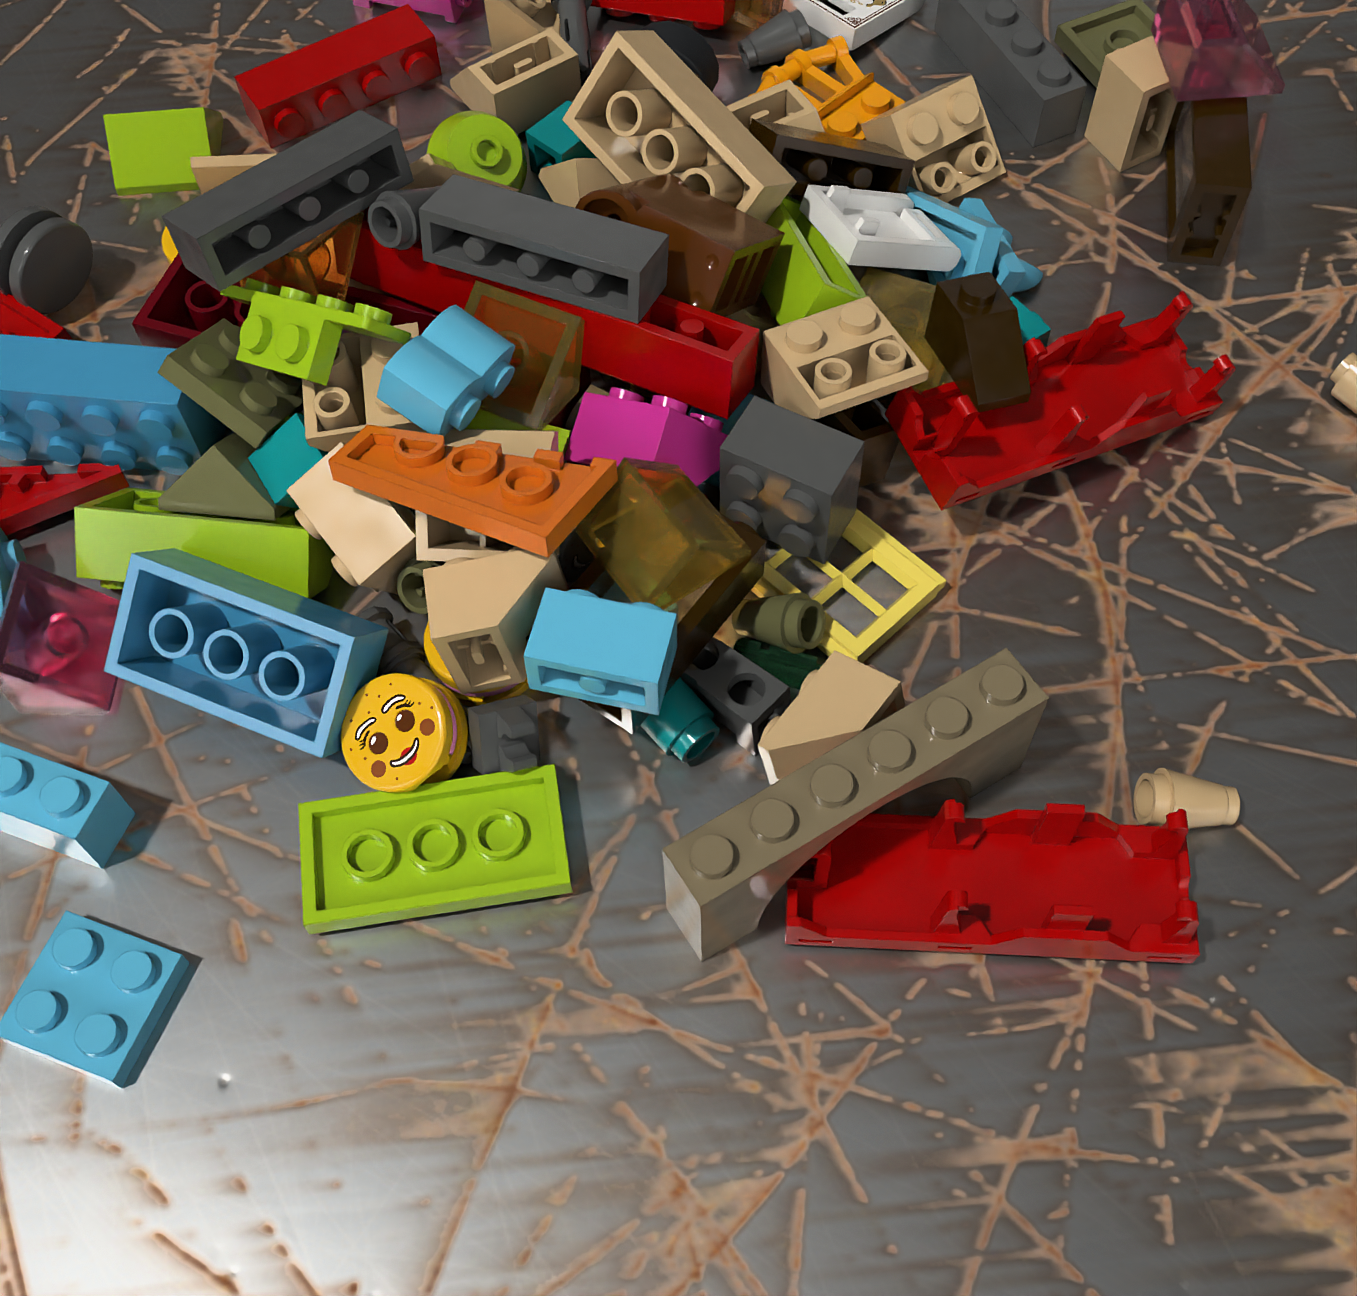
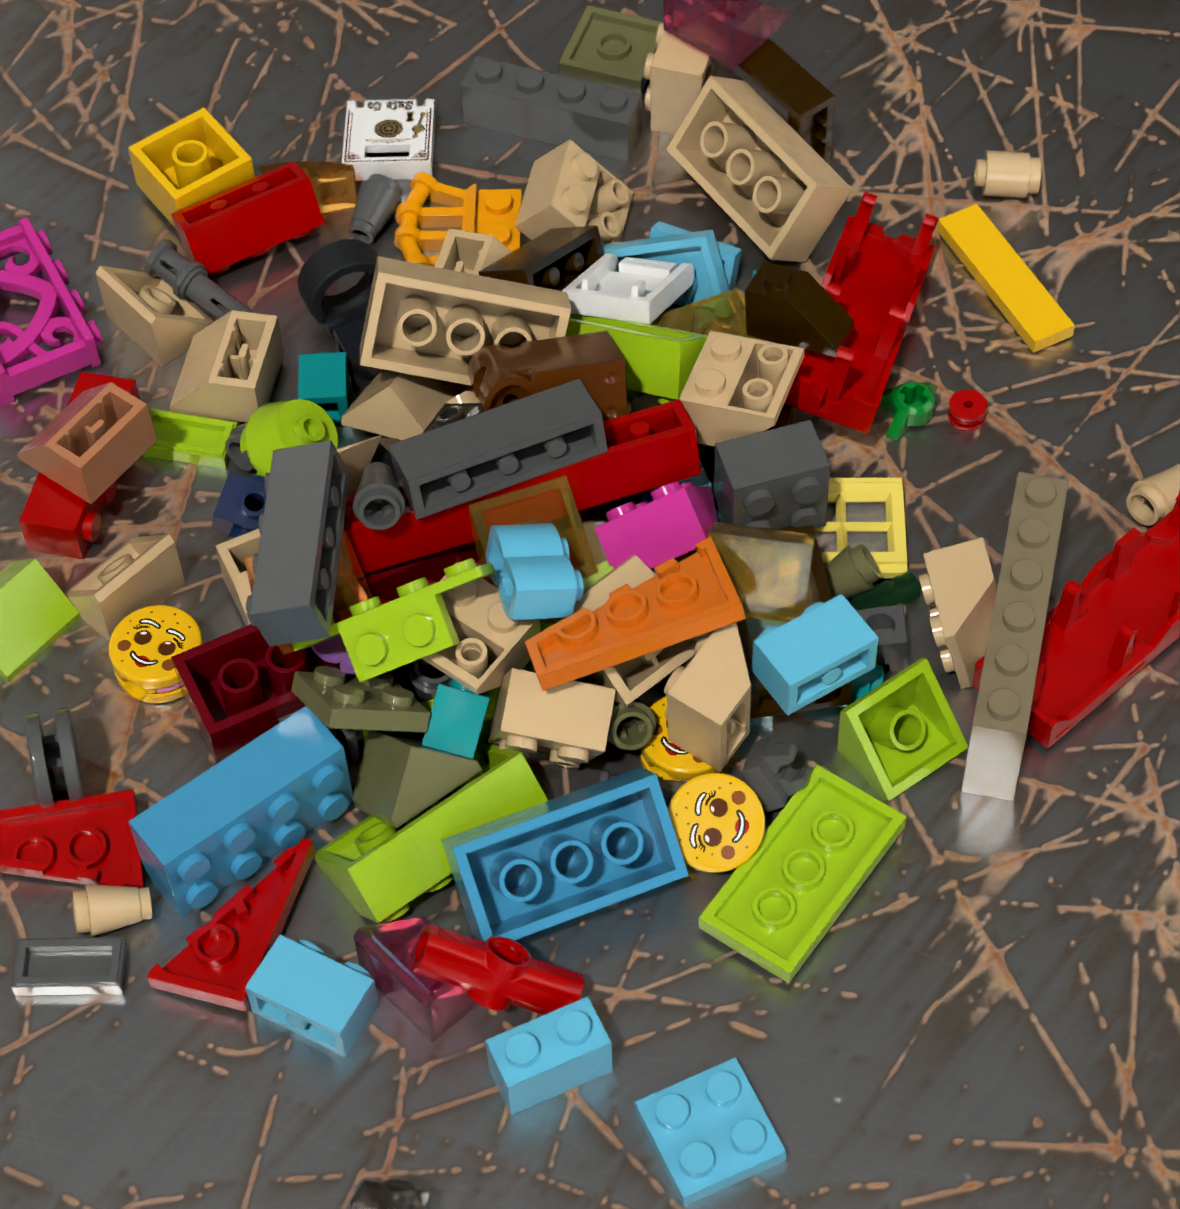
camera: 45 degrees left, 5 degrees down
(69, 667) = (495, 971): none -> red piece
(328, 49) = (92, 441): none -> nougat slope
(428, 102) = (190, 438): none -> lime tile
(655, 794) = (900, 731): none -> lime slope
(1034, 525) = (910, 406): none -> green piece
(1084, 570) = (967, 410): none -> red piece
(1119, 213) = (758, 169): none -> tan brick
(1264, 484) = (1005, 278): none -> yellow tile

